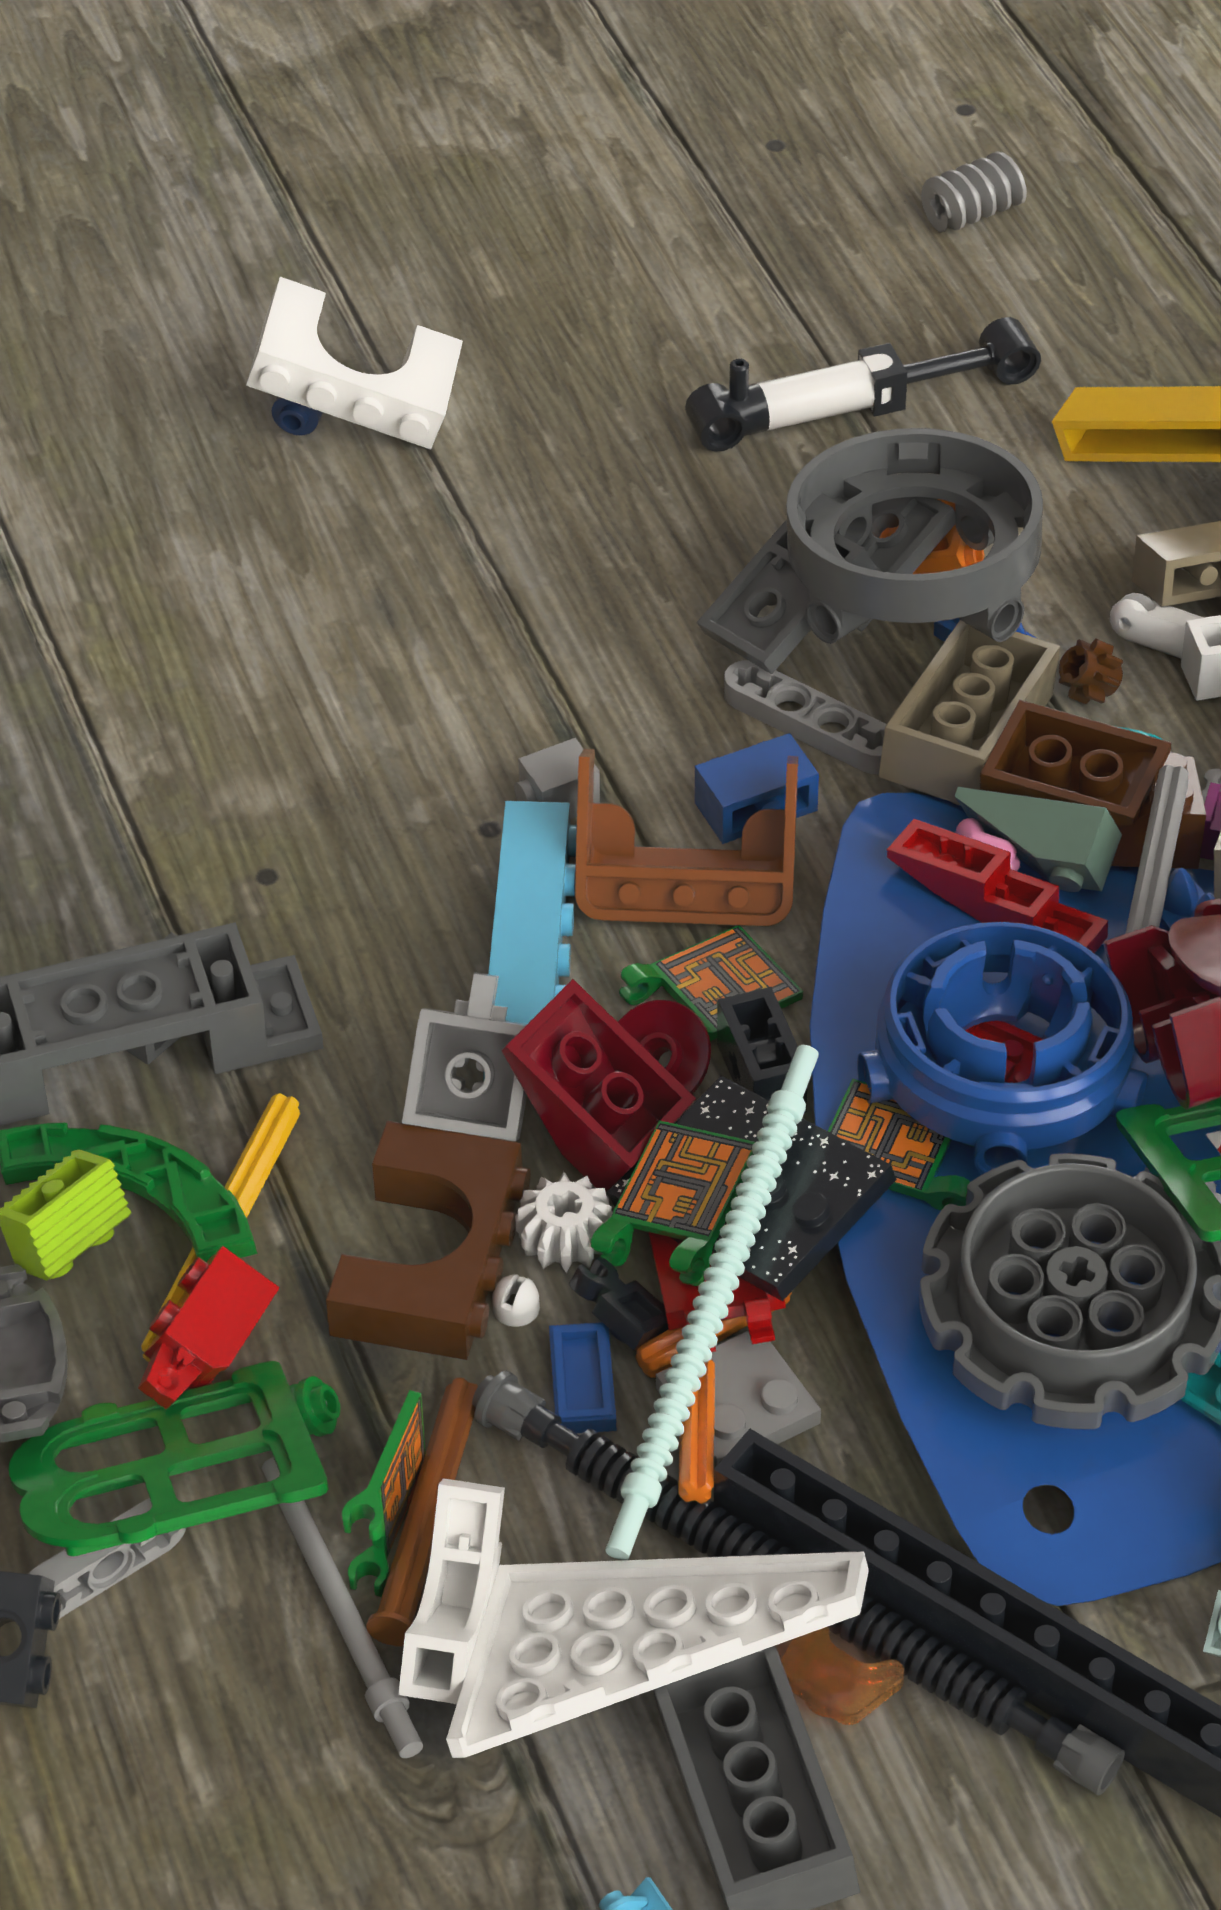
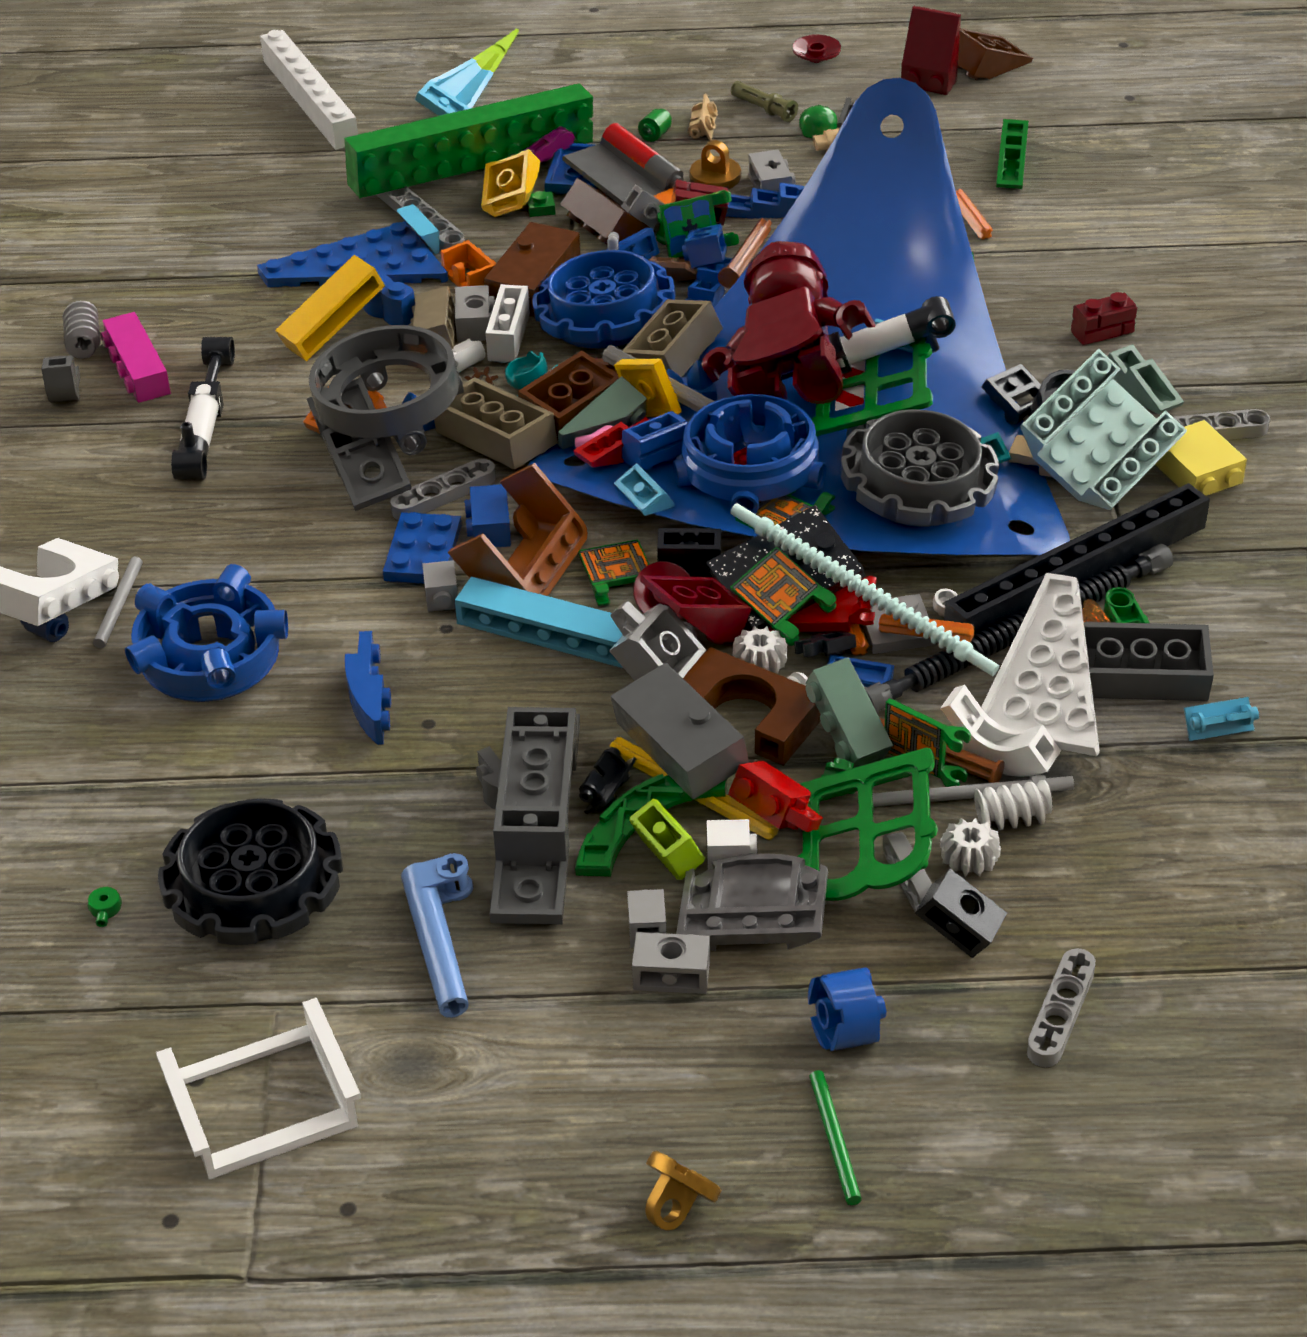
camera: 70 degrees left, 5 degrees down
(93, 1301) = (729, 839): none -> white brick
(188, 1627) = (970, 847): none -> white gear
(208, 1111) = (600, 790): none -> black hinge
(271, 1147) = (679, 730): none -> dark grey brick
(278, 775) = (367, 688): none -> blue slope
(299, 1662) = (1014, 803): none -> white piece
(325, 520) = (212, 669): none -> blue piece
(389, 459) = (117, 602): none -> light grey bar
(425, 1351) = (848, 713): none -> sand green brick
(656, 736) = (417, 541): none -> blue plate
(814, 1441) = (939, 600): none -> white hinge
(830, 214) = (61, 379): none -> dark grey brick
(865, 945) = (643, 491): none -> medium azure slope
(869, 1745) = (1122, 607): none -> green piece
(943, 272) = (135, 357): none -> dark pink brick
(969, 893) = (654, 441): none -> blue brick
(1117, 860) = (653, 382): none -> yellow plate
(1159, 712) = (525, 370): none -> teal hair

